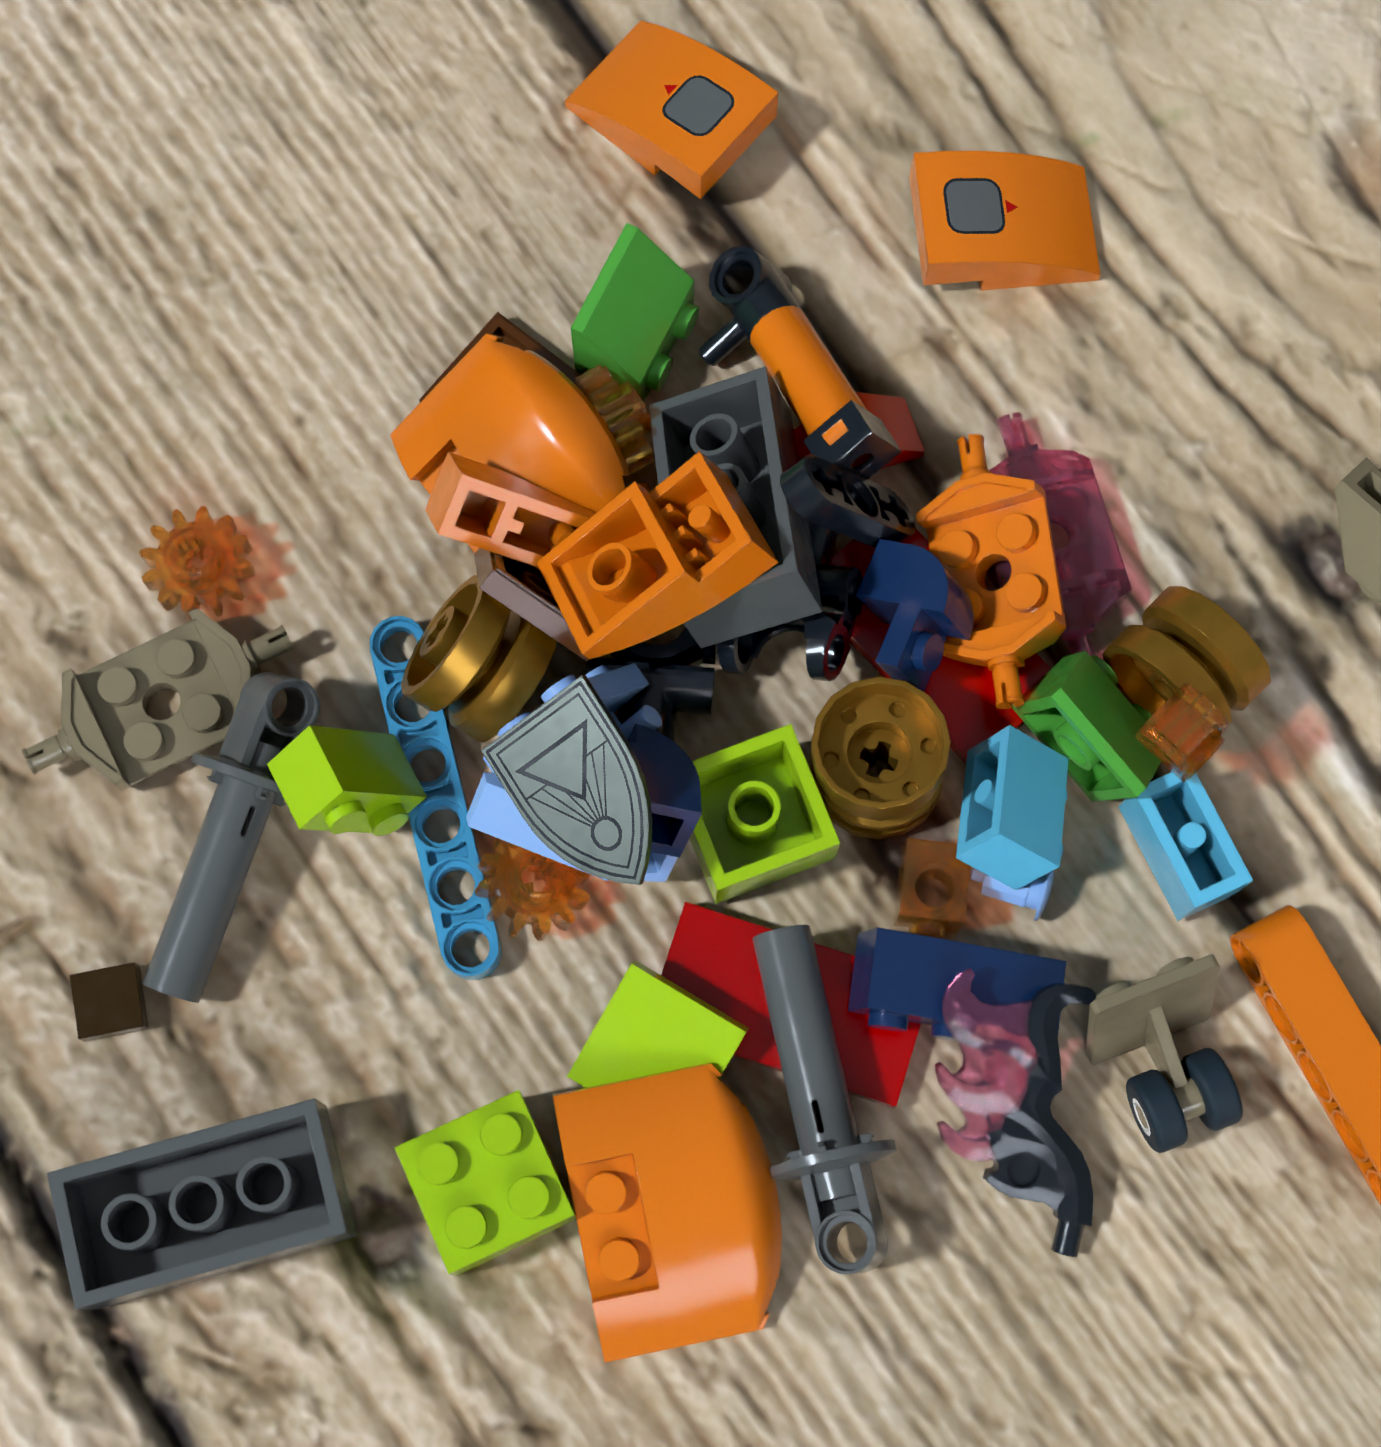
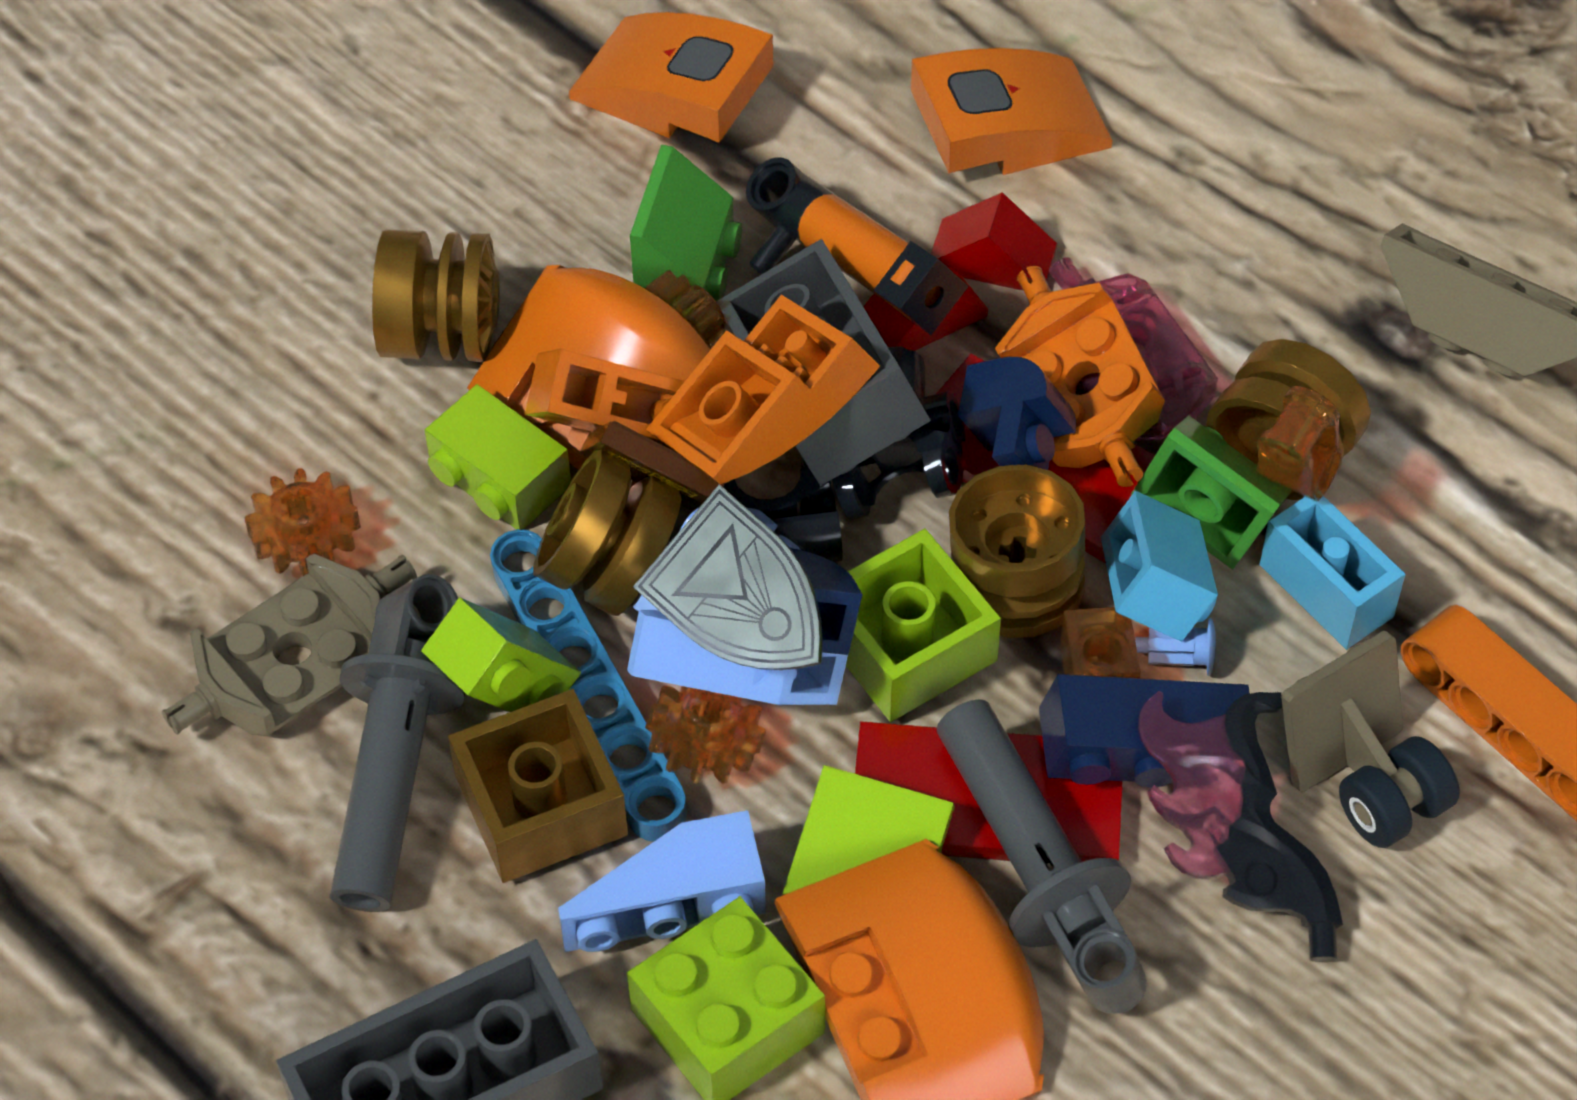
camera: 10 degrees left, 20 degrees down
(109, 1002) = (296, 927): dark brown tile -> none
(357, 914) = (538, 785): none -> pearl gold brick
(360, 335) = (434, 295): none -> pearl gold wheel
(388, 517) = (497, 458): none -> lime brick
(480, 1038) = (669, 885): none -> light blue slope
(846, 502) = (924, 329): black beam -> none
(947, 381) = (994, 243): none -> red slope

